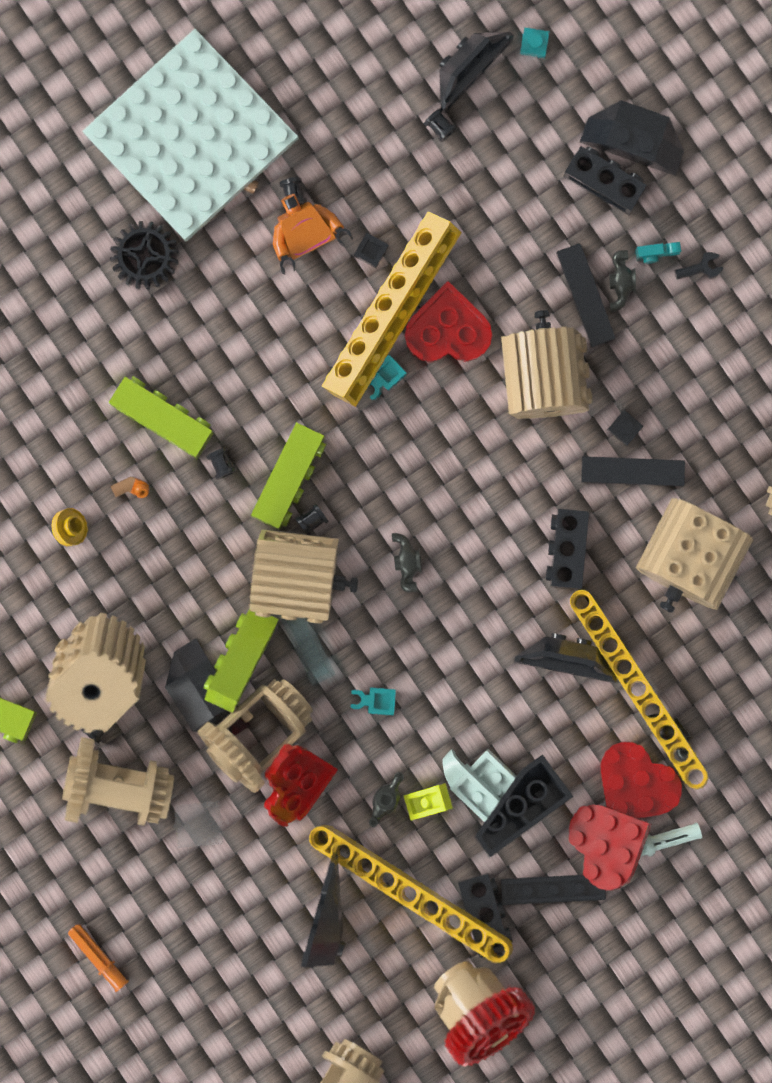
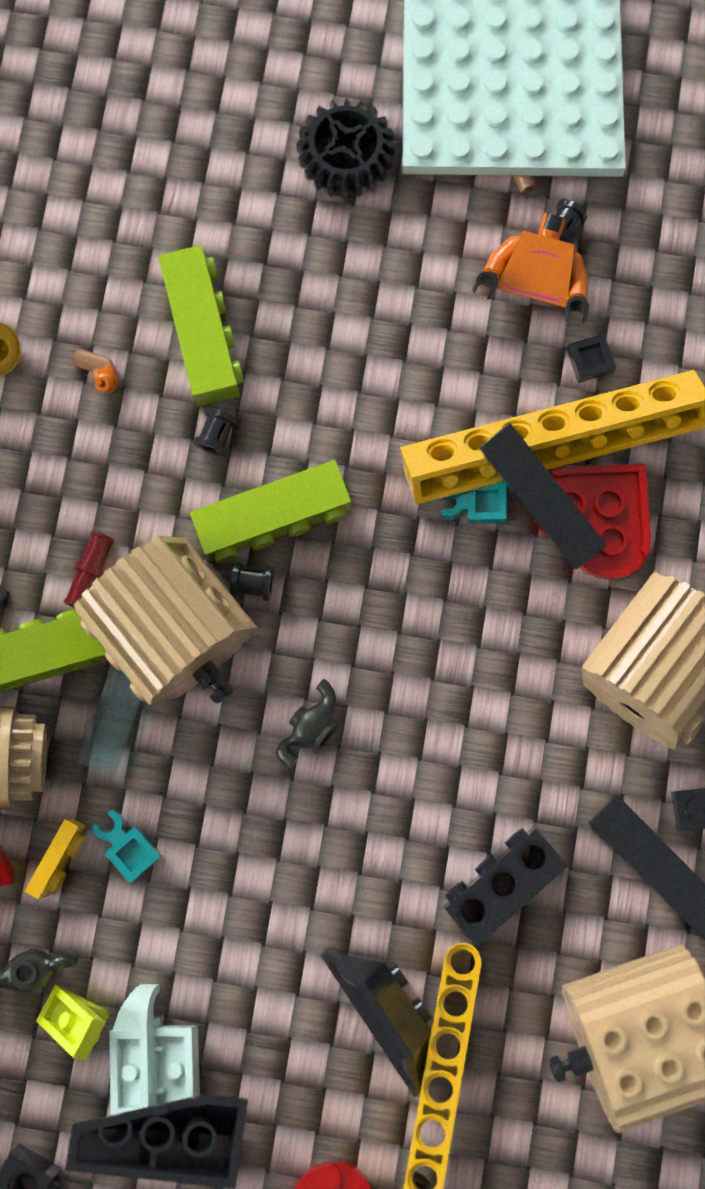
camera: 45 degrees right, 5 degrees down
(227, 590) = (90, 566): none -> dark red pin
(352, 747) = (49, 873): none -> yellow plate
(414, 347) = (542, 496): none -> black tile

